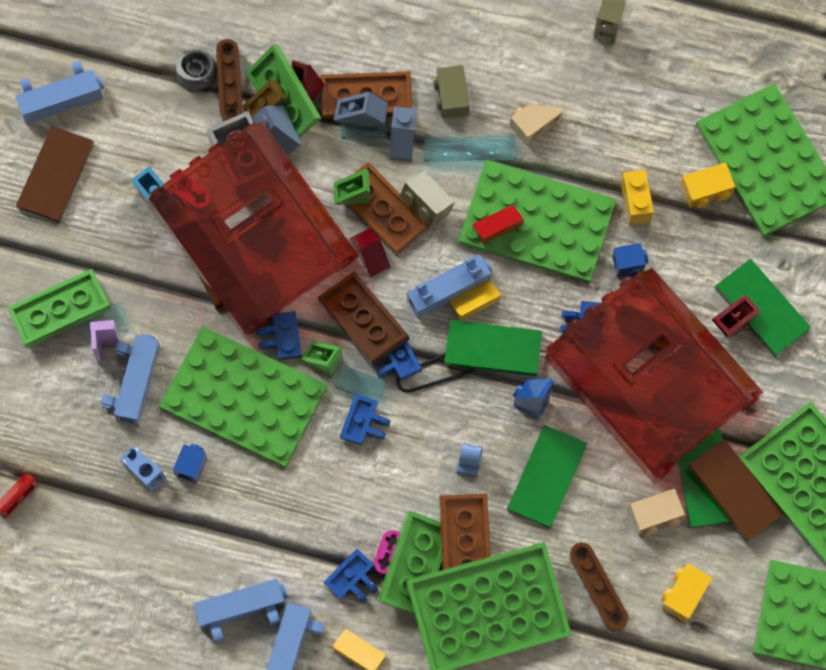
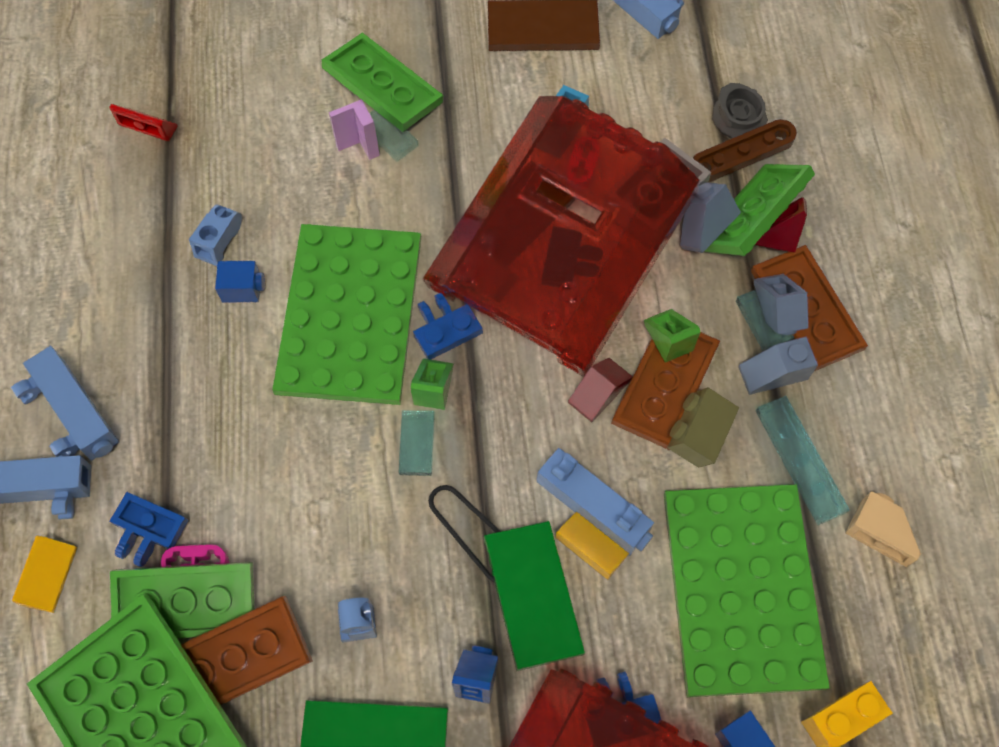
camera: 70 degrees right, 5 degrees down
(136, 381) = (324, 187): medium blue brick -> none
(268, 95) = (744, 190): pearl gold plate -> none
(359, 420) = (365, 457): blue hinge -> none
(363, 318) = (503, 412): reddish brown tile -> none
(402, 361) = (471, 475): blue hinge -> none
(452, 91) = (868, 405): olive brick -> none
(498, 224) = (709, 532): red slope -> none

